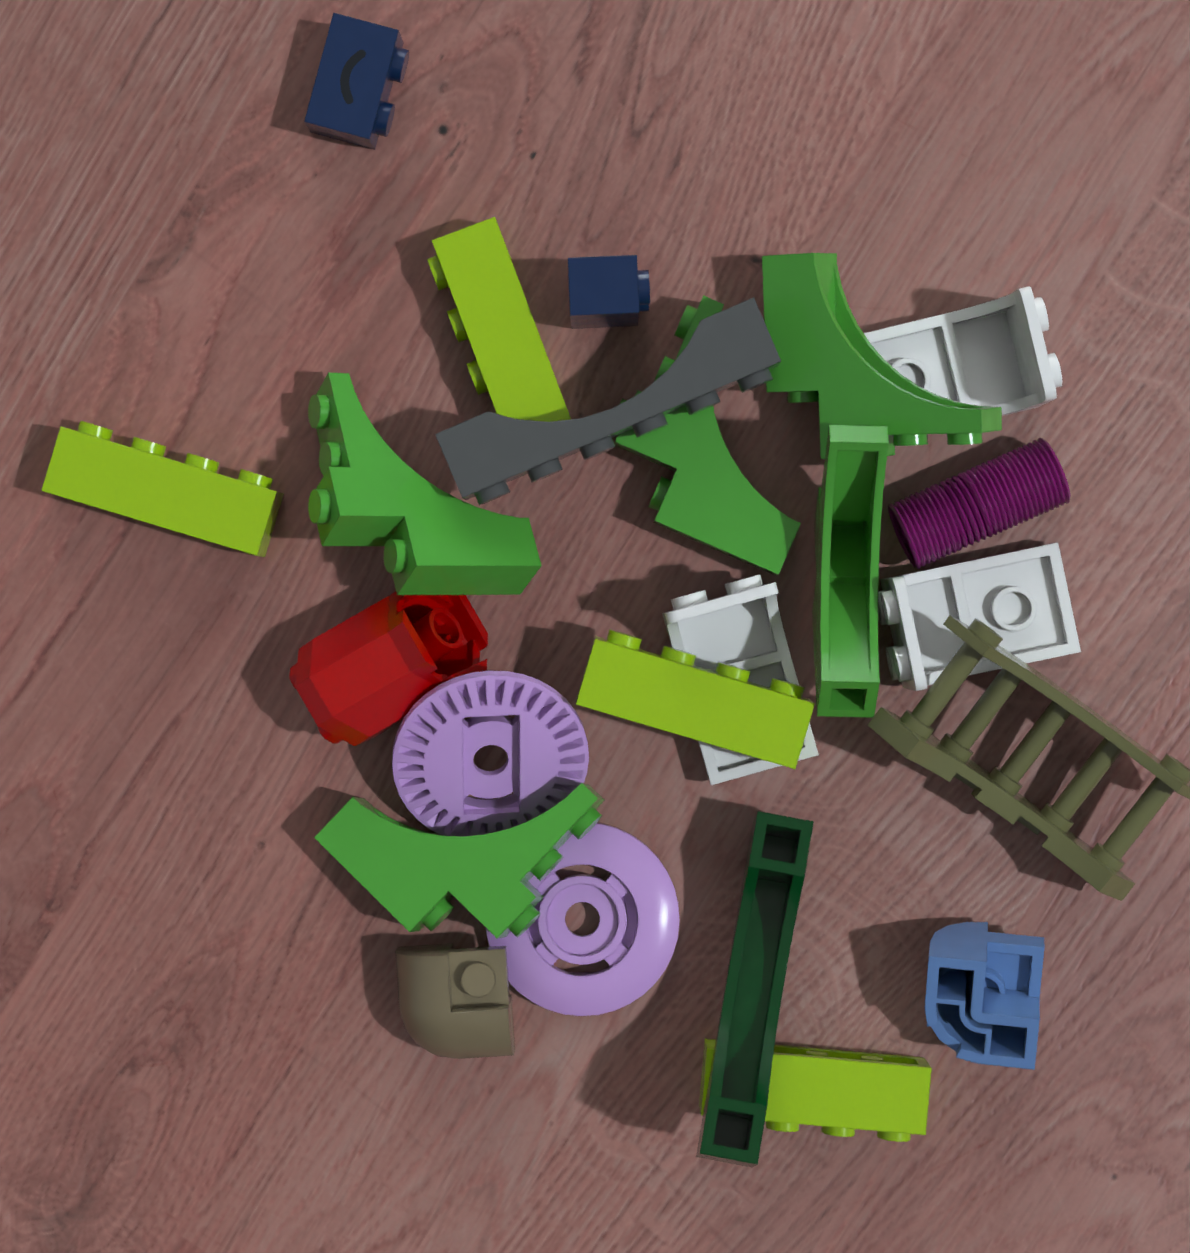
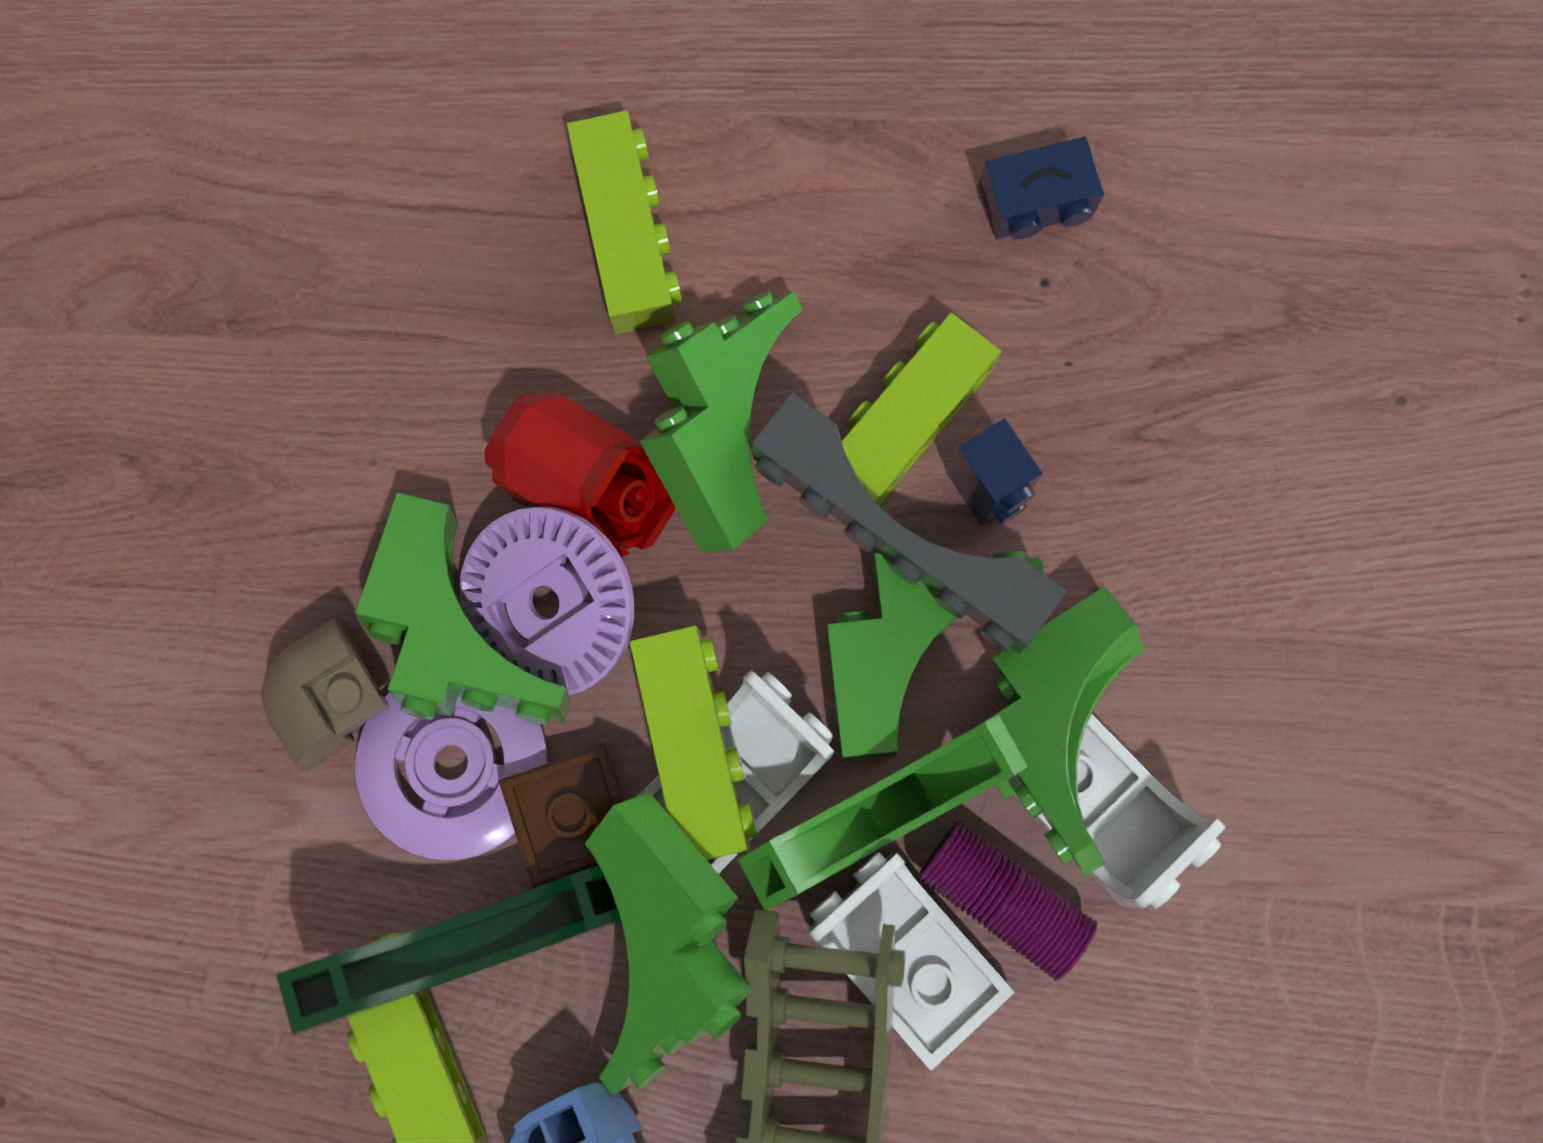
camera: 65 degrees right, 10 degrees down
(688, 840) = (558, 810): none -> reddish brown tile
(834, 800) = (669, 915): none -> bright green arch

